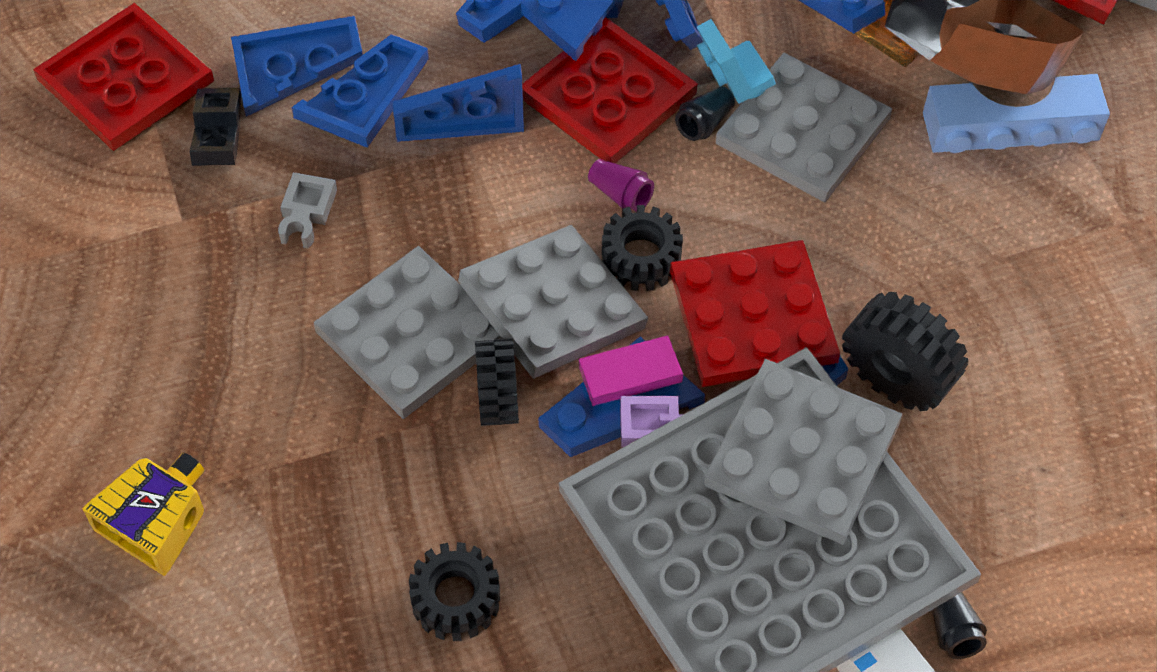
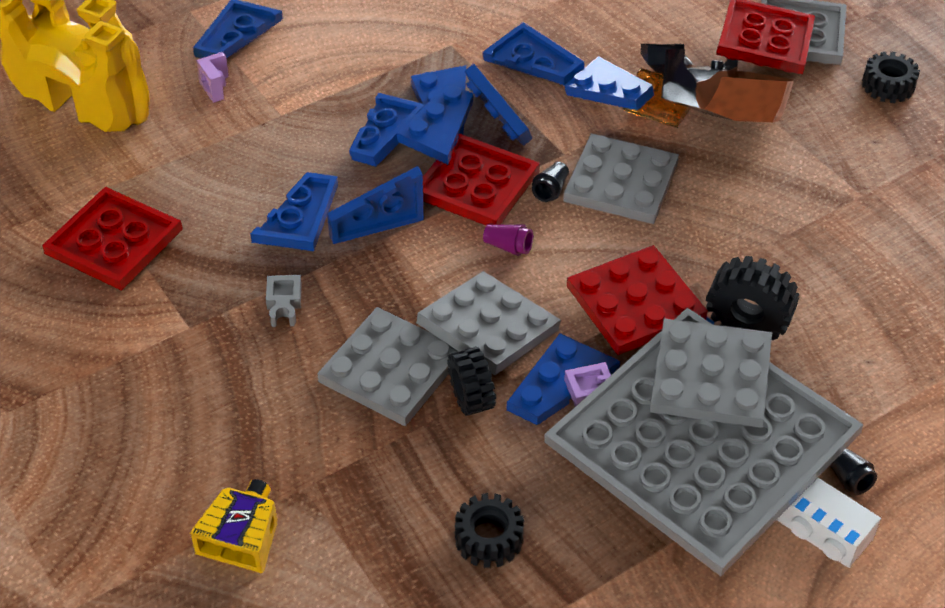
camera: 15 degrees left, 10 degrees down
(216, 126) = (195, 259): black slope -> none
(292, 58) = (238, 202): blue wing -> none
(630, 370) = (563, 353): dark pink tile -> none
(641, 227) = (539, 262): black tyre -> none
(737, 67) = (561, 144): medium azure bracket -> none
(965, 119) = (731, 151): light blue arch -> none

